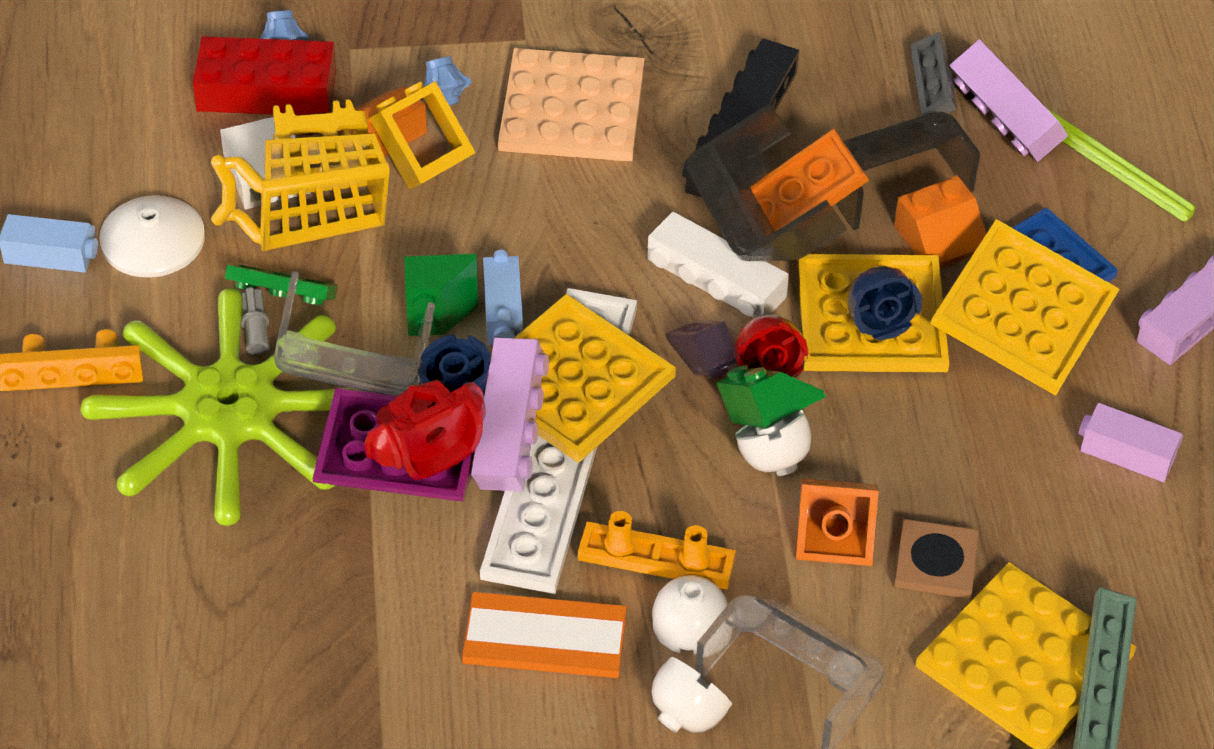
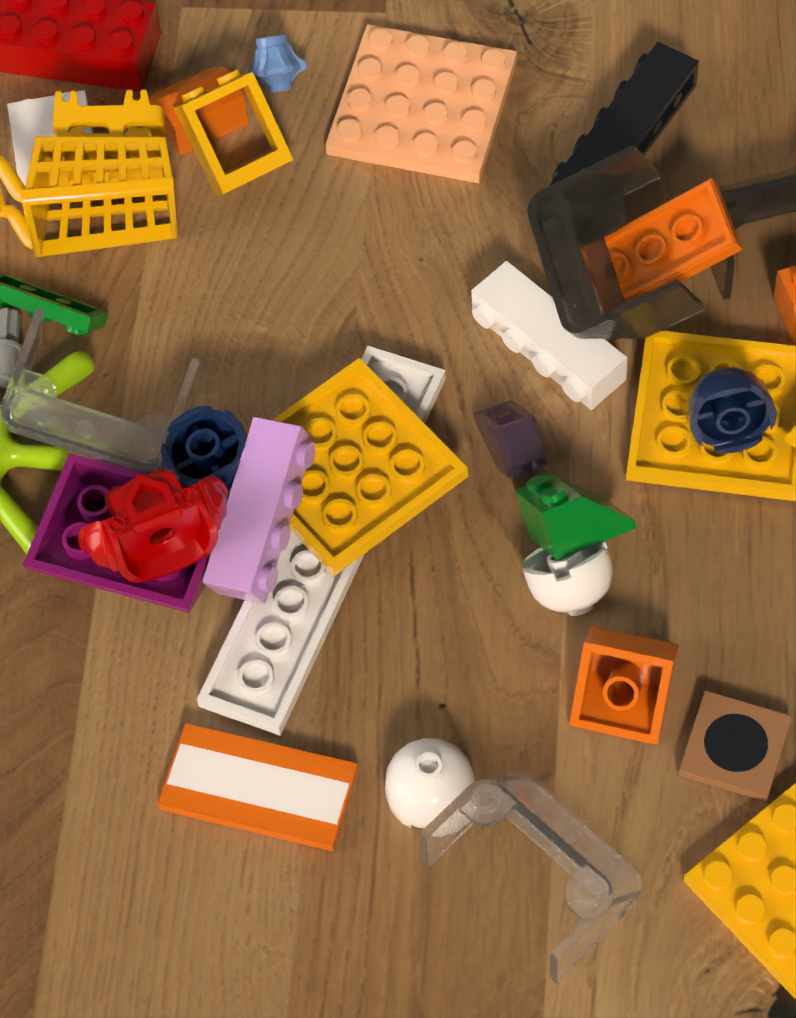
camera: 15 degrees right, 10 degrees up
(440, 280) = (217, 332): green slope -> none
(502, 296) = (290, 351): light blue brick -> none
(655, 554) = (404, 701): light orange plate -> none
(687, 699) = (401, 896): white cylinder -> none
(771, 344) = (588, 452): red cylinder -> none

